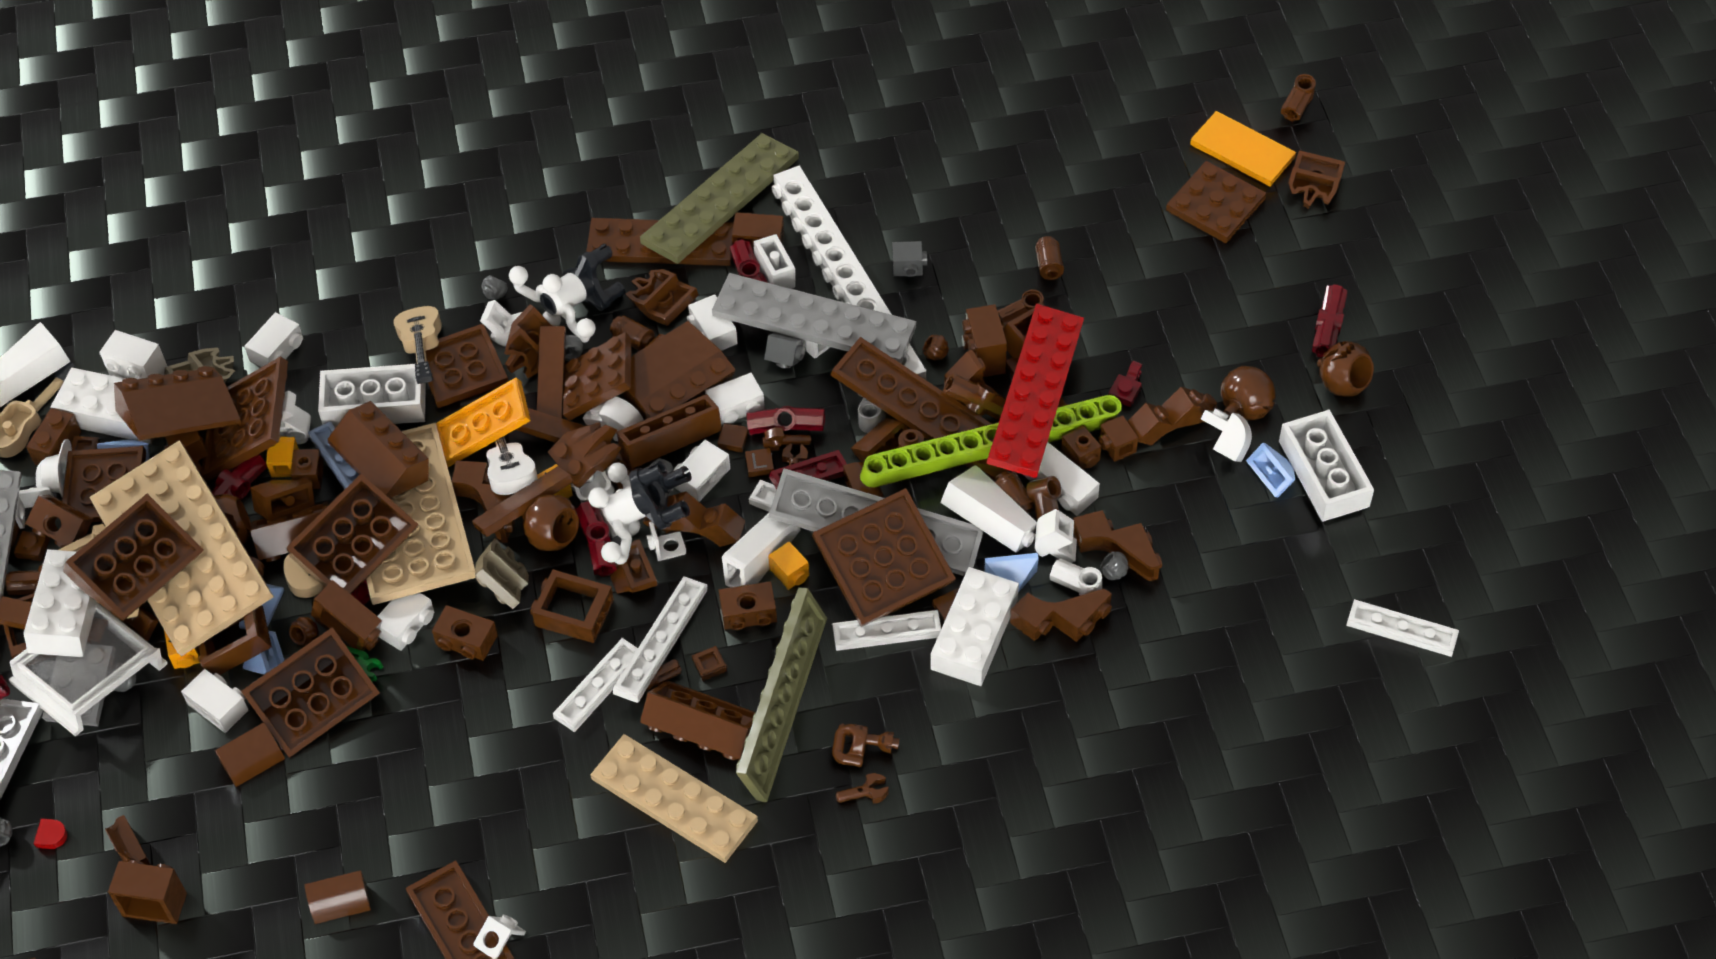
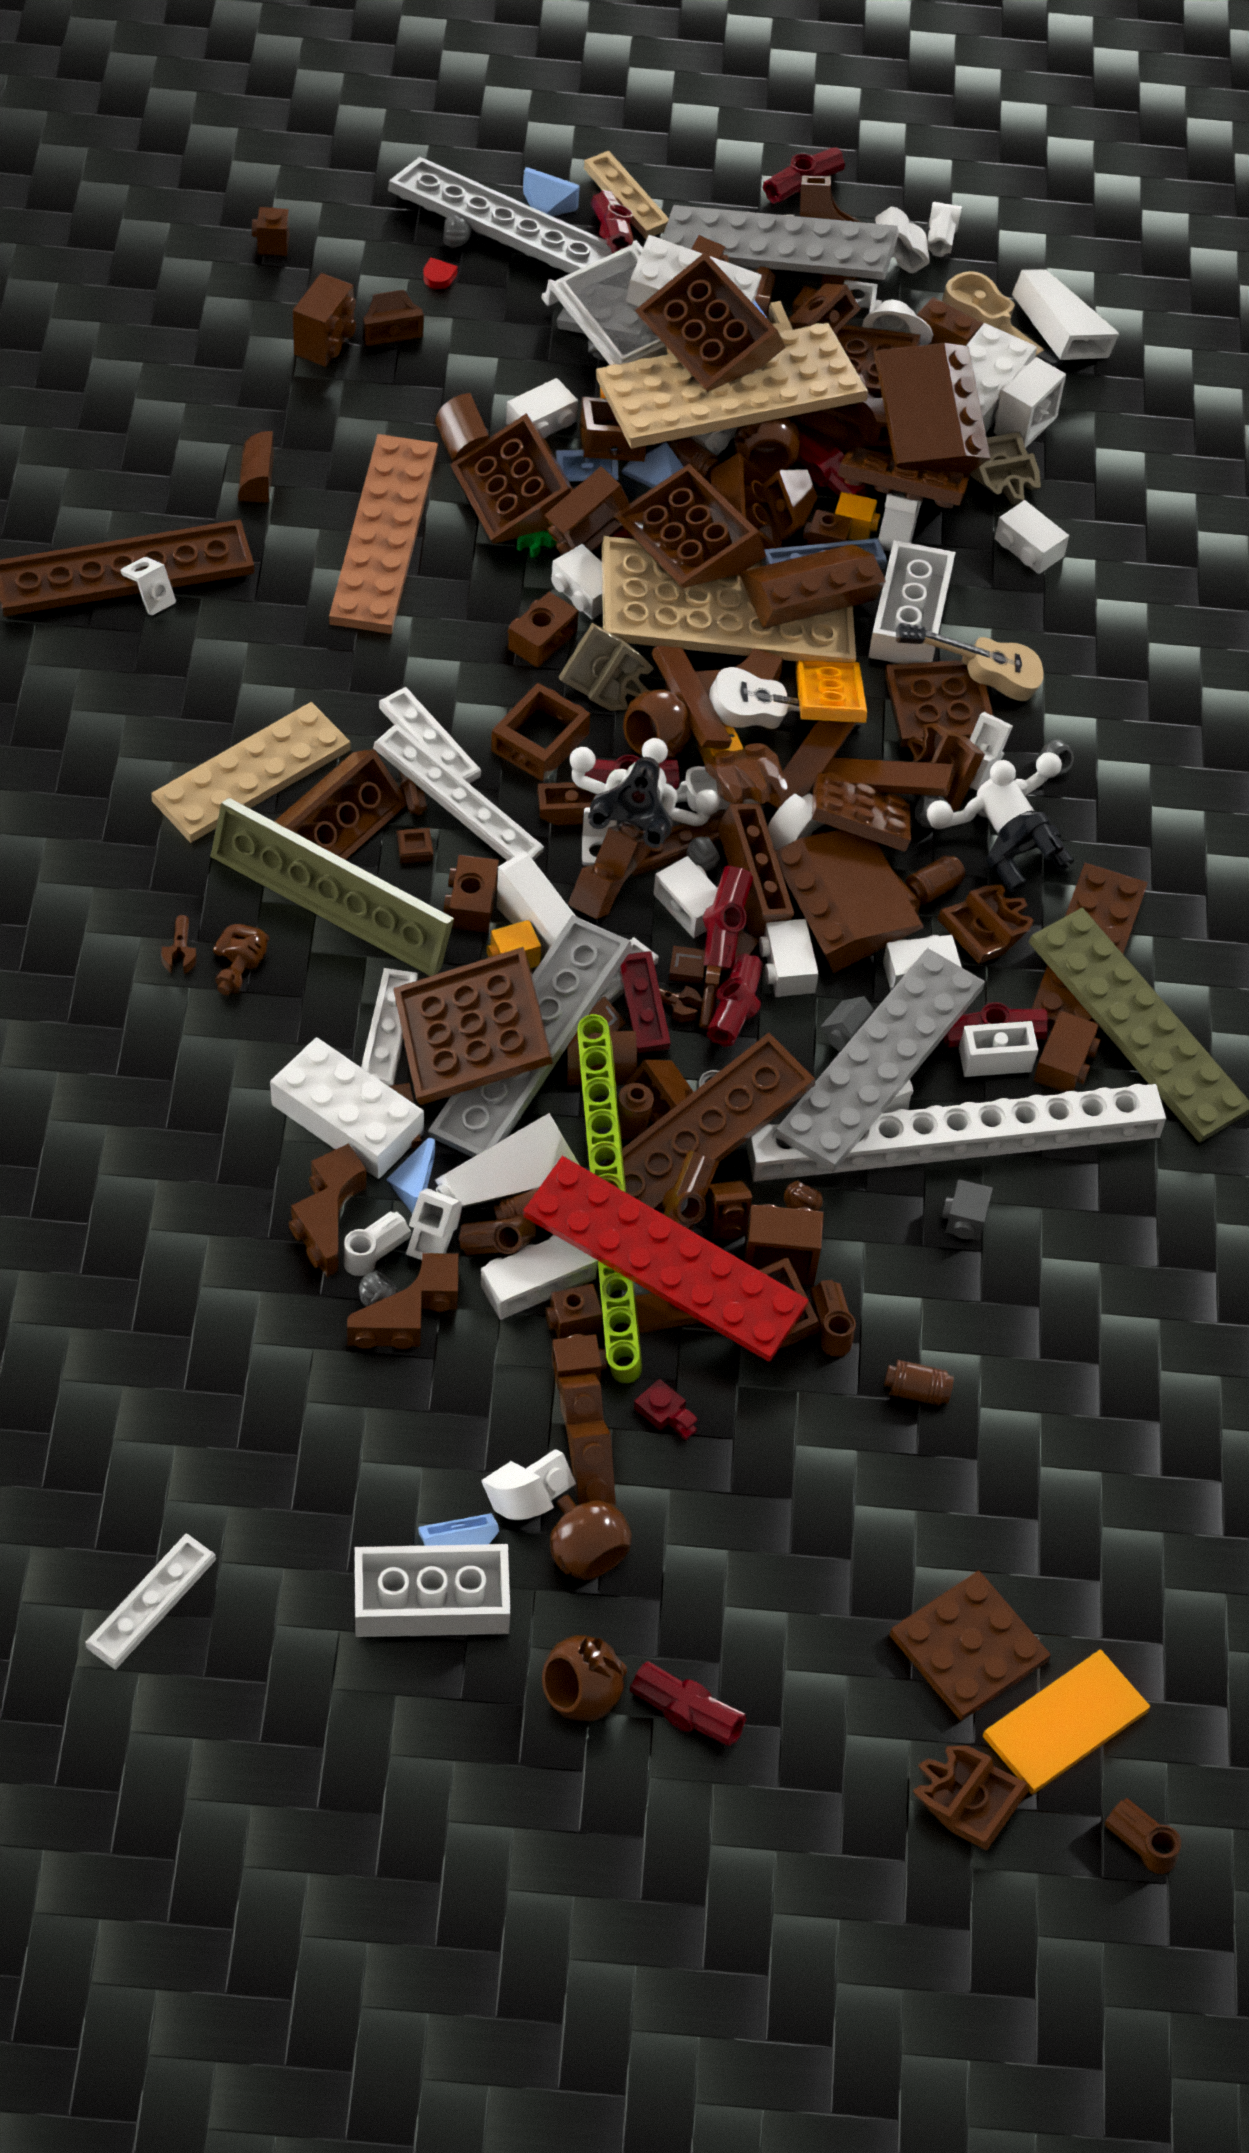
camera: 100 degrees right, 0 degrees up
(381, 782) = (383, 534): none -> nougat plate
(725, 433) = (729, 900): none -> dark red piece

